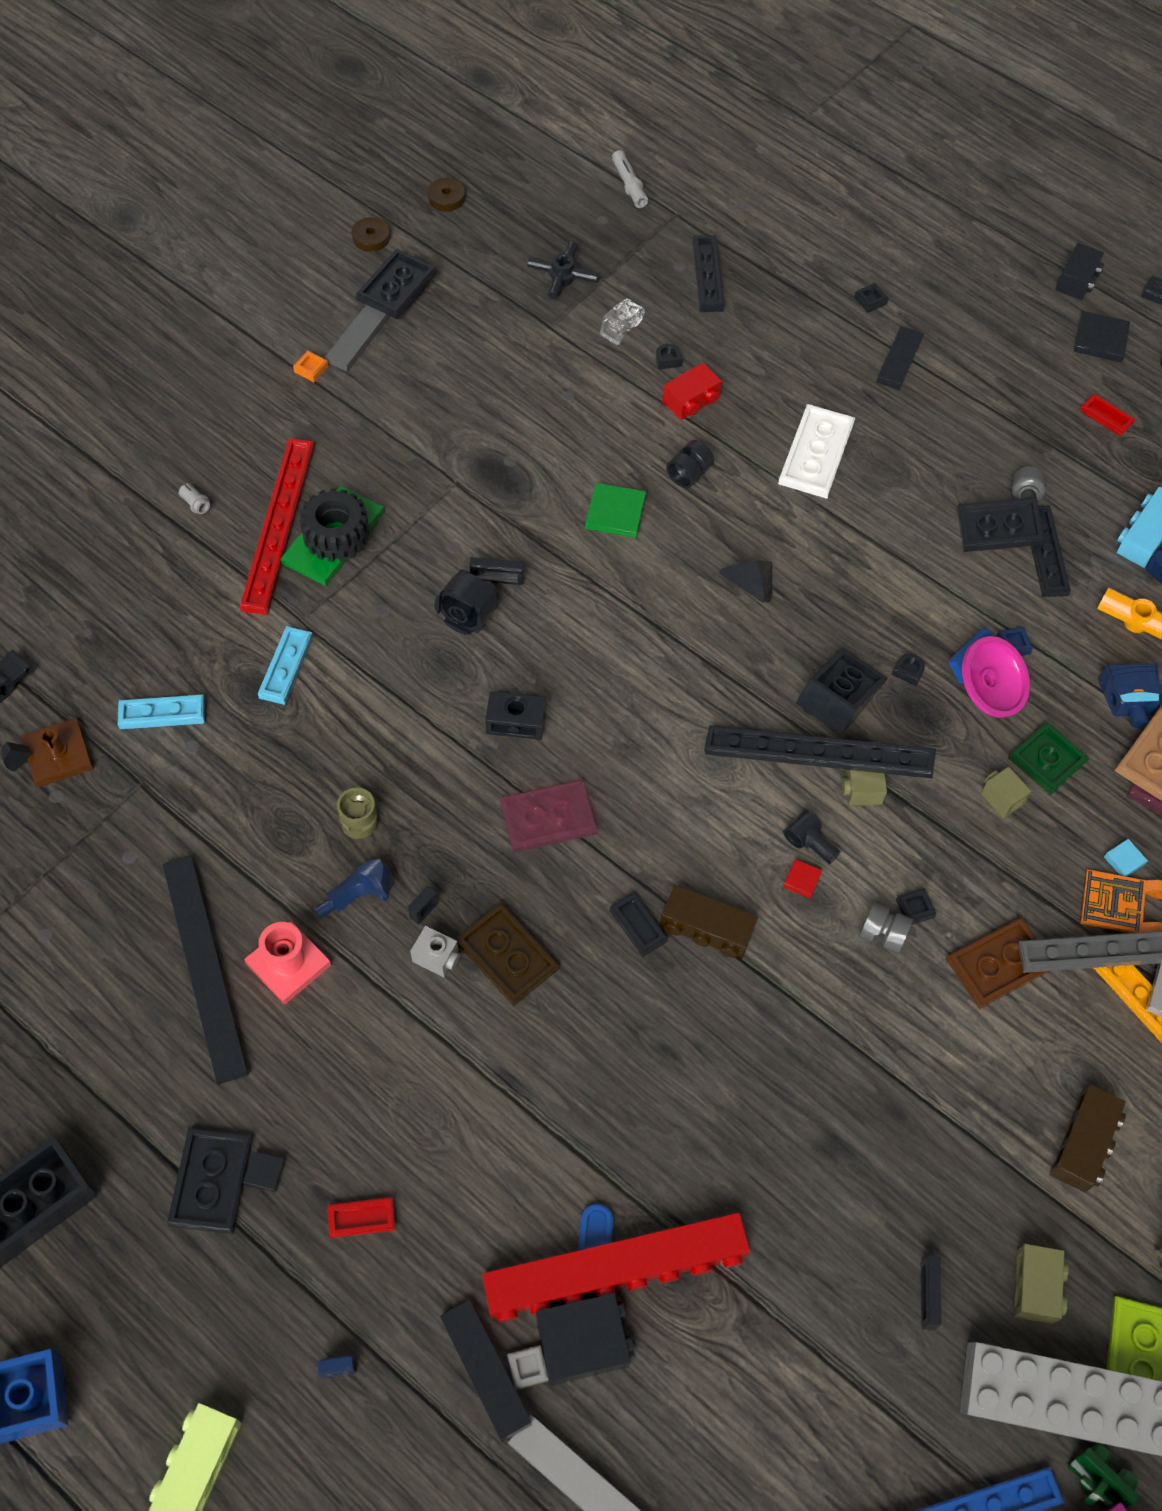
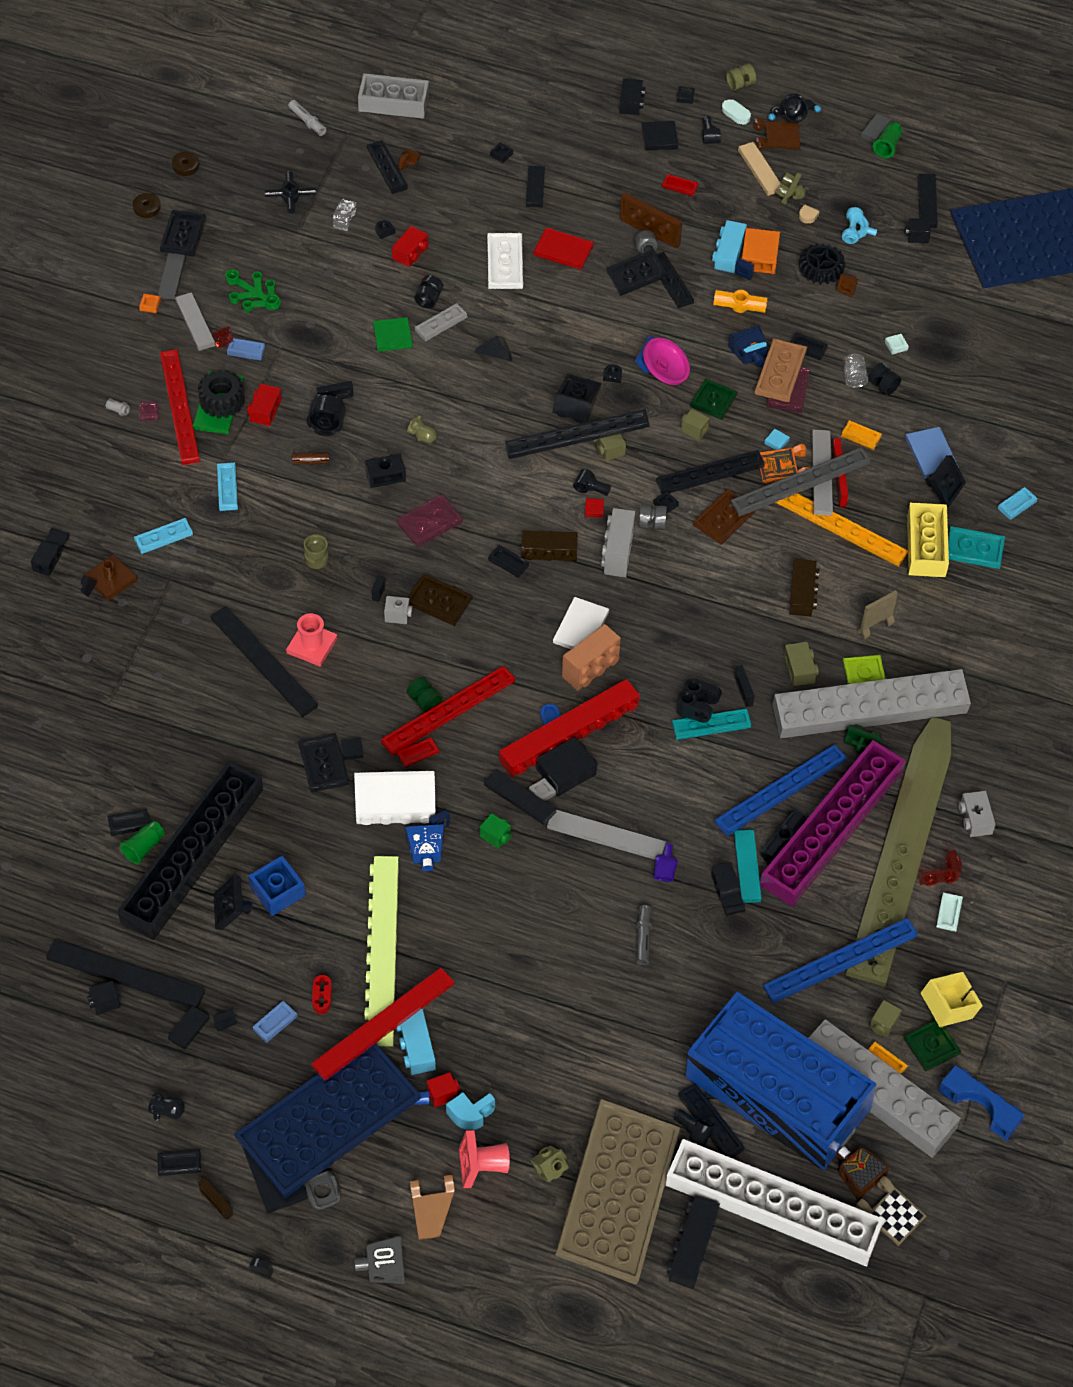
camera: 20 degrees left, 5 degrees down
(234, 518) = (149, 411): none -> clear pink tile
(276, 1308) = (394, 797): none -> white slope
(295, 1407) = (425, 844): none -> blue torso
(356, 410) = (195, 321): none -> light grey tile
(370, 878) = (340, 583): dark blue animal -> none
(382, 443) = (223, 337): none -> clear red tile
(391, 559) = (264, 404): none -> red brick
(406, 469) = (246, 349): none -> medium blue tile
(412, 1124) = (423, 694): none -> dark green wheel
(419, 660) = (310, 458): none -> reddish brown pin
(420, 1423) = (495, 831): none -> green brick
(437, 1158) = (447, 710): none -> red tile
(468, 411) = (268, 301): none -> green plant
(594, 670) = (422, 432): none -> olive animal
(691, 513) = (440, 322): none -> light grey tile
(697, 1151) = (591, 657): none -> nougat brick
(706, 1078) = (580, 622): none -> white tile
(741, 269) = (409, 157): none -> reddish brown piece
(754, 181) = (393, 96): none -> light grey brick
(815, 956) = (618, 542): none -> light grey brick
(853, 1342) = (718, 723): none -> teal tile
(859, 1280) = (689, 700): none -> black piece
(906, 457) = (563, 248): none -> red tile
(1003, 879) = (710, 472): none -> black tile
(1018, 639) = (672, 336): dark blue tile -> none
(1046, 451) = (650, 218): none -> reddish brown tile

